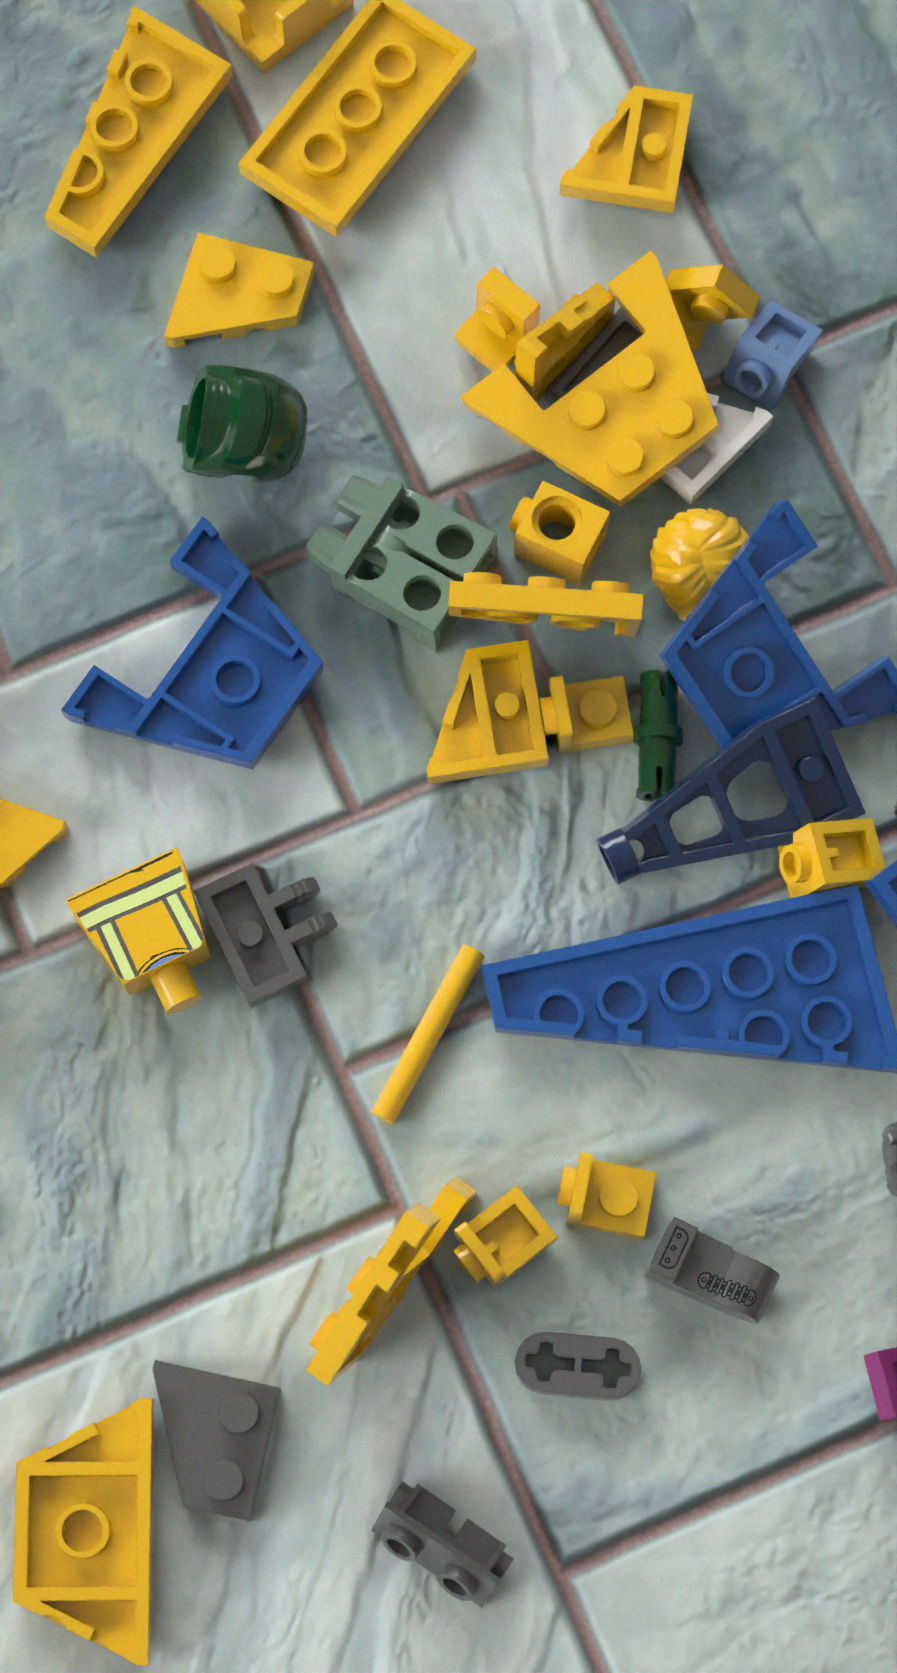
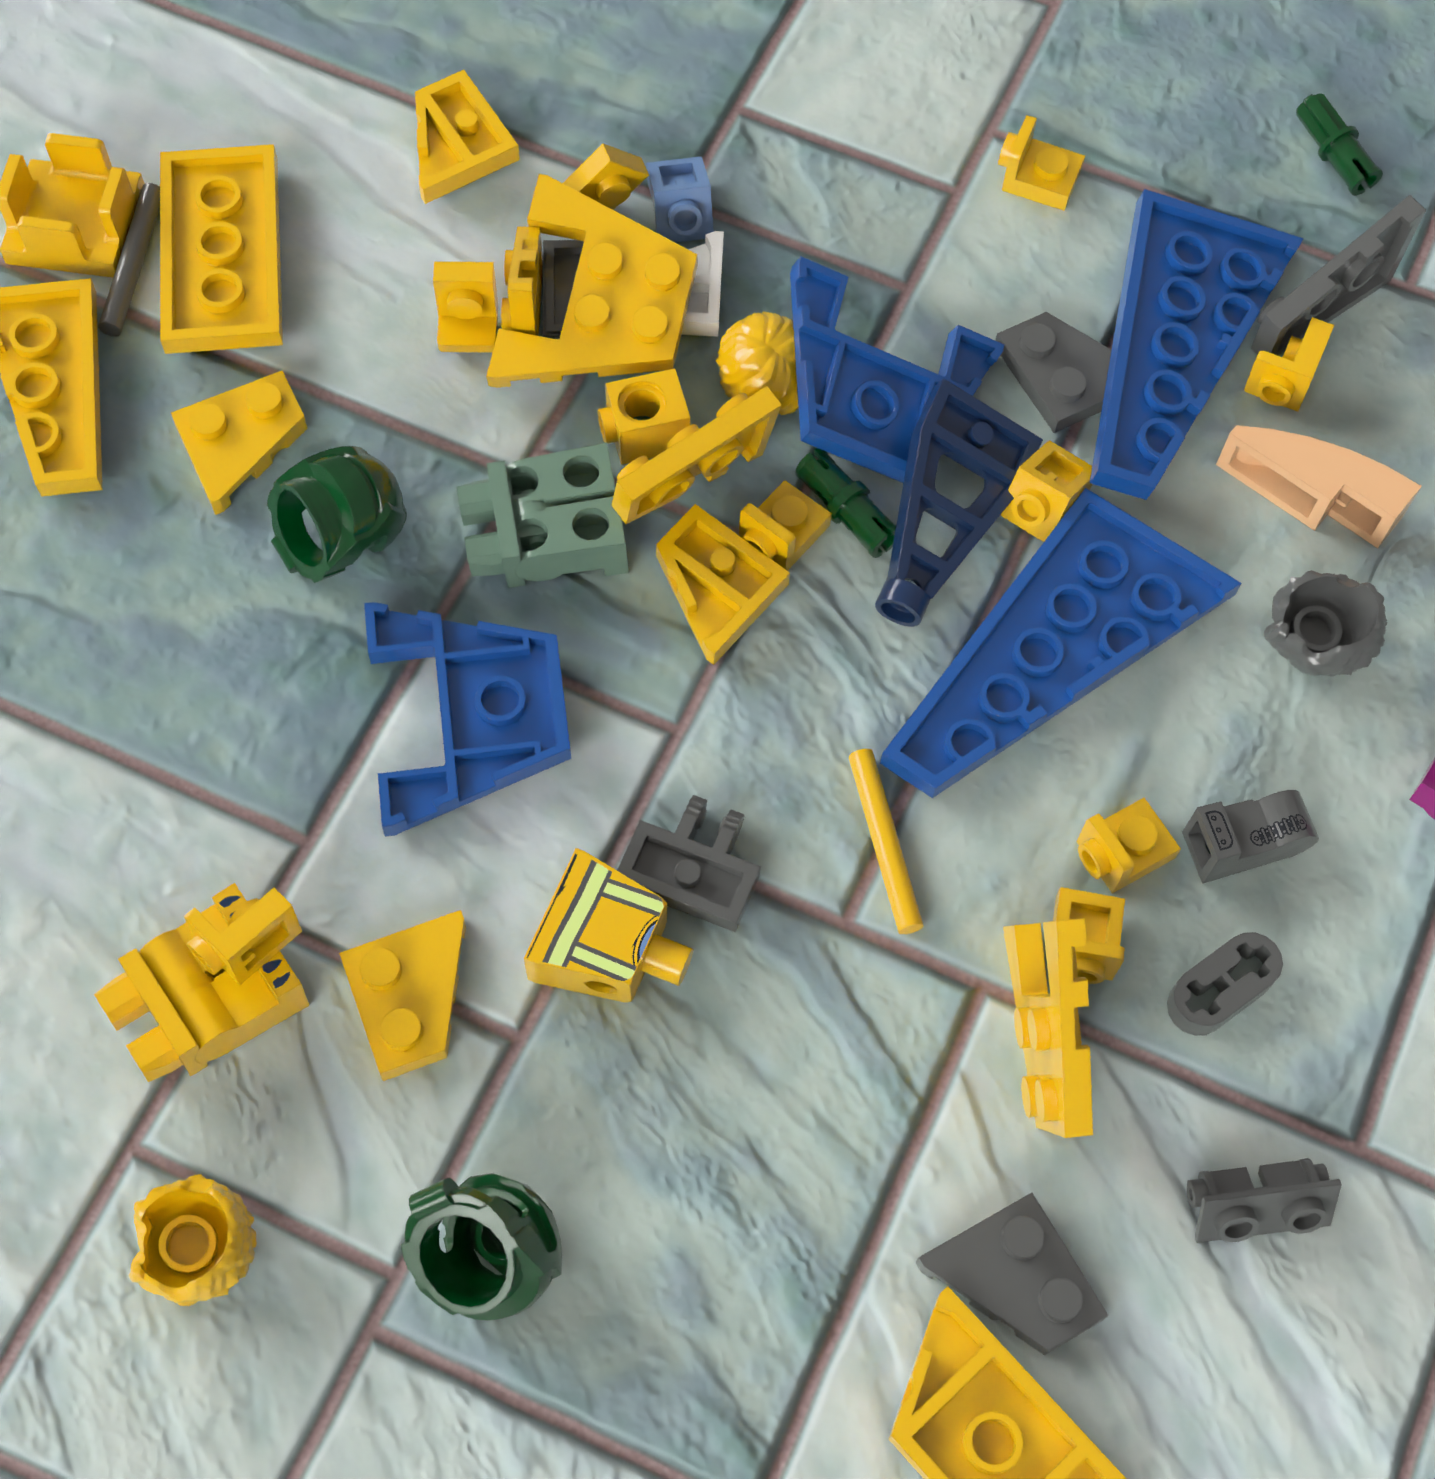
camera: 45 degrees left, 10 degrees down
(281, 68) = (130, 261): none -> dark grey bar

